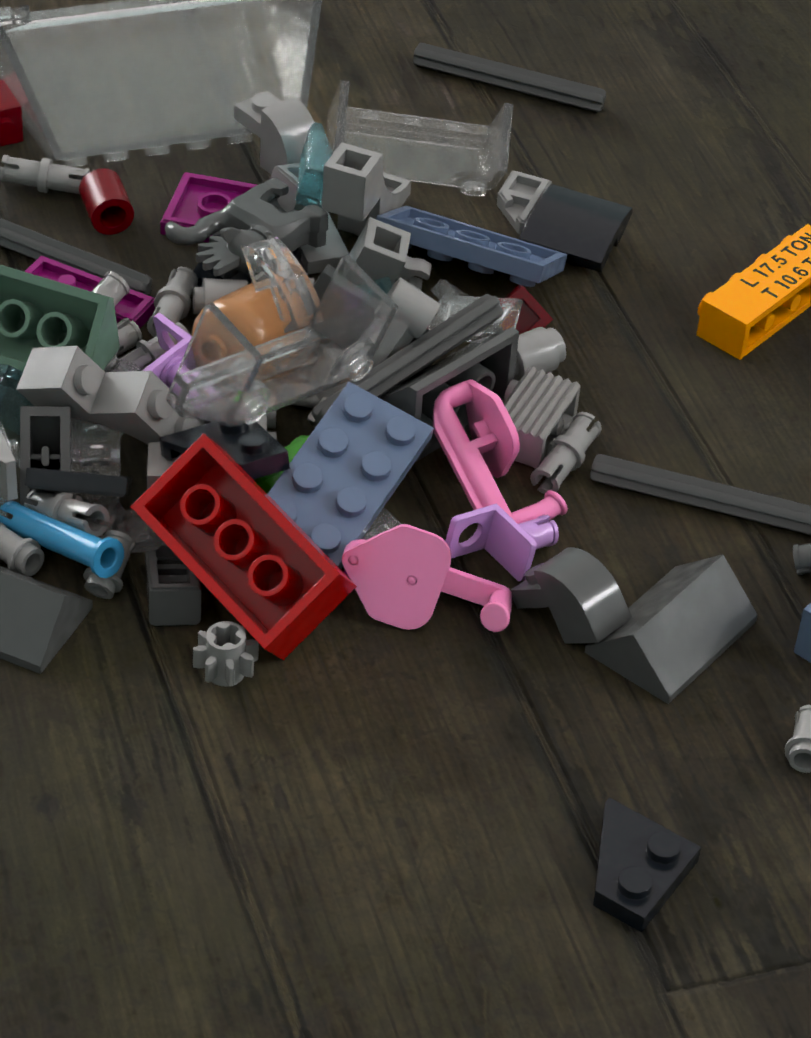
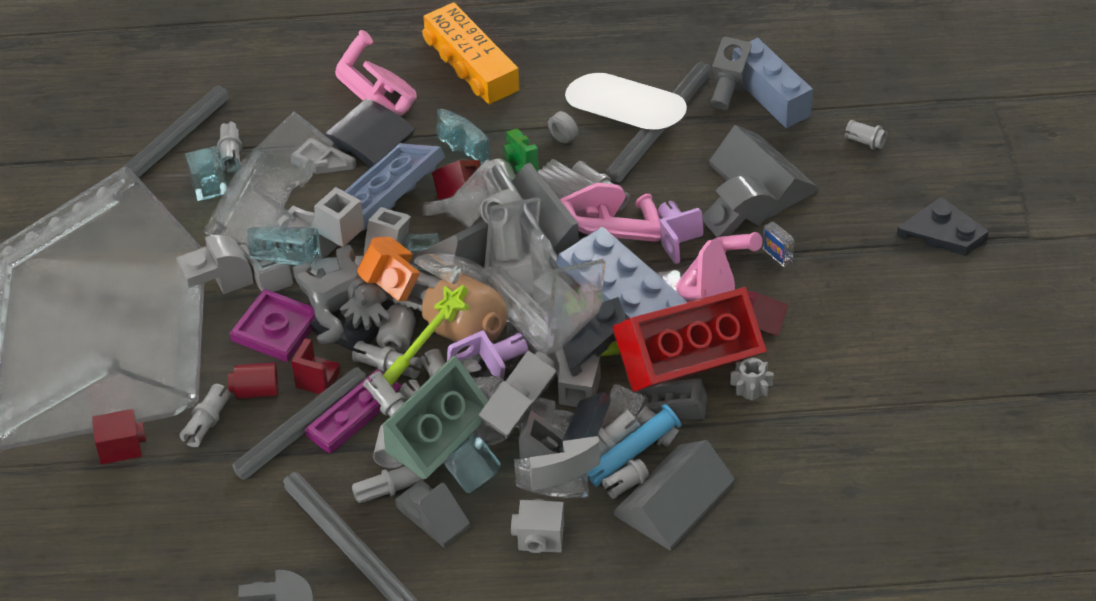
camera: 70 degrees left, 5 degrees up
(139, 238) = (312, 372): none -> dark red panel
(151, 300) = (447, 310): none -> lime piece
(305, 233) = (389, 267): none -> orange brick
(363, 647) = (768, 312): none -> dark red panel
(441, 96) = (206, 173): none -> clear light blue brick
(513, 654) = (778, 244): none -> tile
(523, 118) = (229, 146): none -> light grey axle
(580, 354) = (518, 152): none -> green wing
(601, 314) = (462, 134): none -> clear light blue slope
(664, 398) = (563, 127): none -> light grey tile
(669, 218) = (386, 80): none -> bright pink piece
(754, 458) = (626, 101): none -> white sticker

